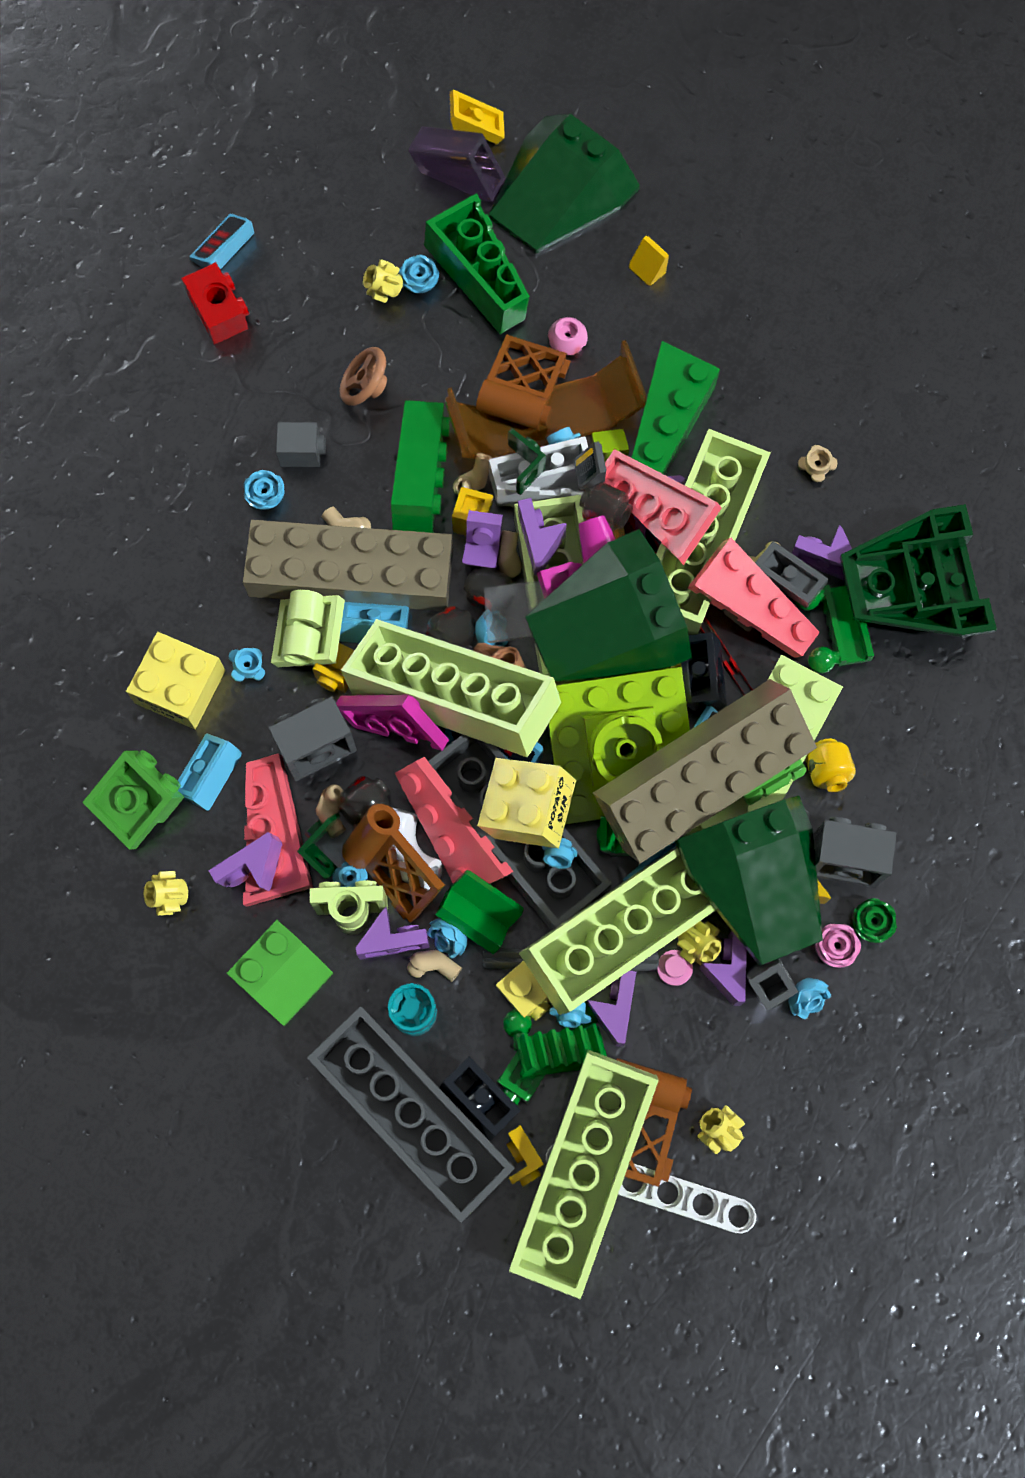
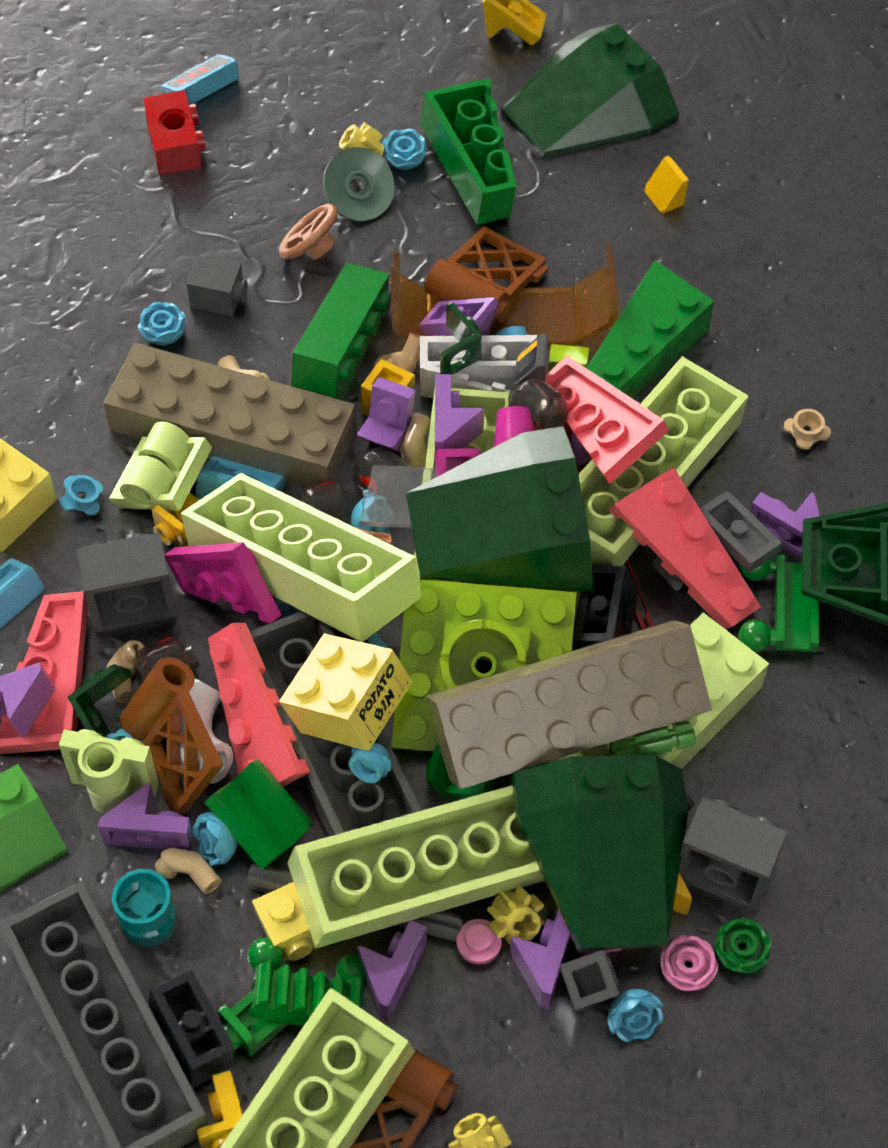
camera: 15 degrees right, 15 degrees down
(404, 317) = (370, 173): none -> sand green dish
(458, 160) = (482, 48): clear purple slope -> none
(525, 424) = (480, 309): none -> medium lavender slope
(562, 343) = (553, 241): bright pink plate -> none
(572, 1019) = (334, 958): medium azure plate -> none
(830, 765) = (733, 751): yellow head -> none

